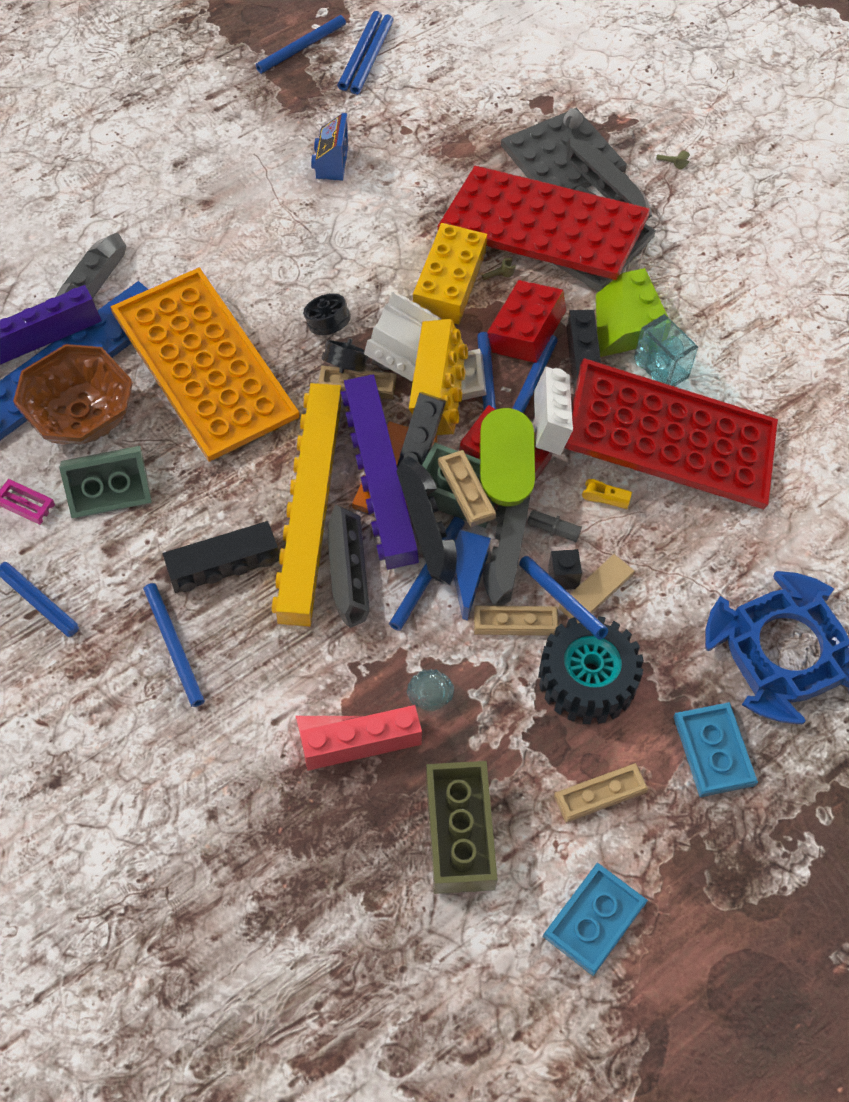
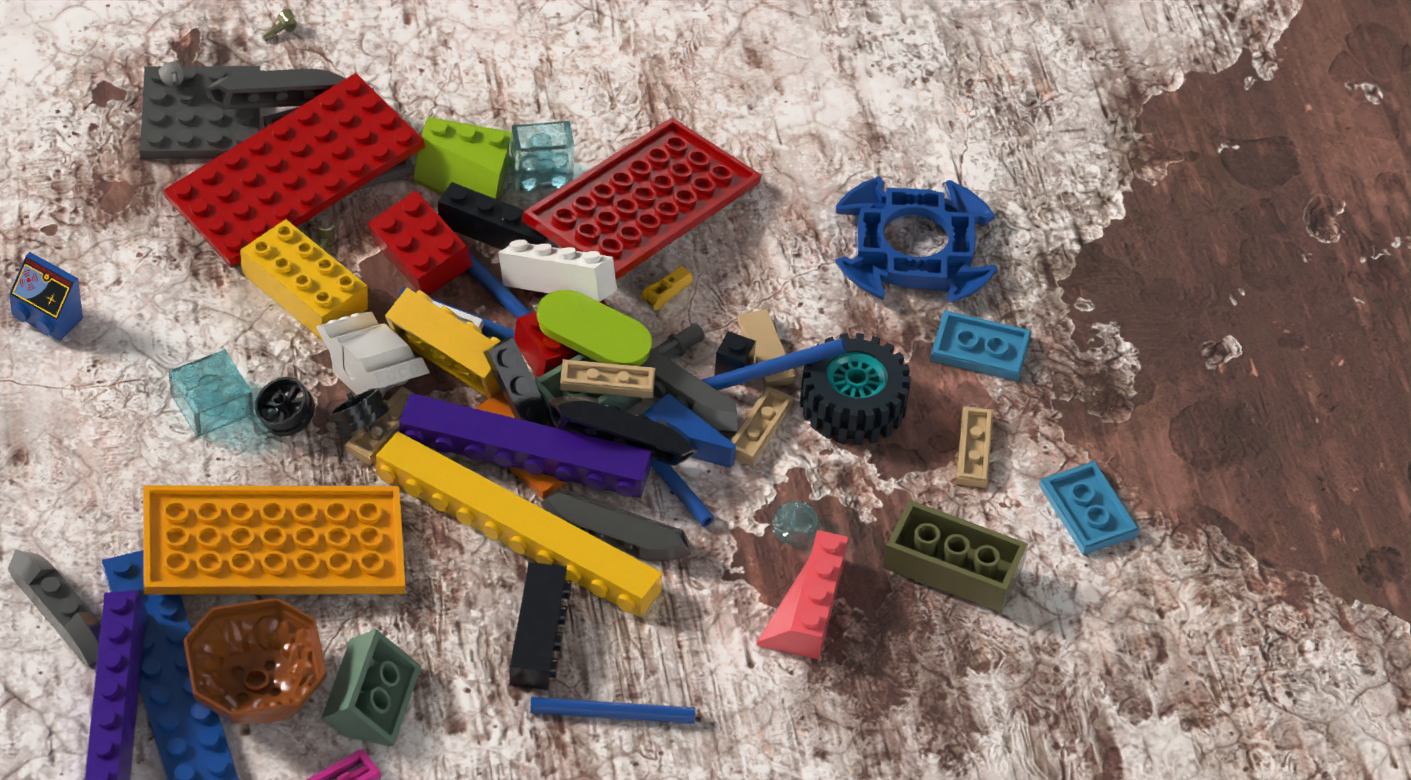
camera: 65 degrees left, 10 degrees down
(313, 268) = (211, 393): none -> clear light blue brick

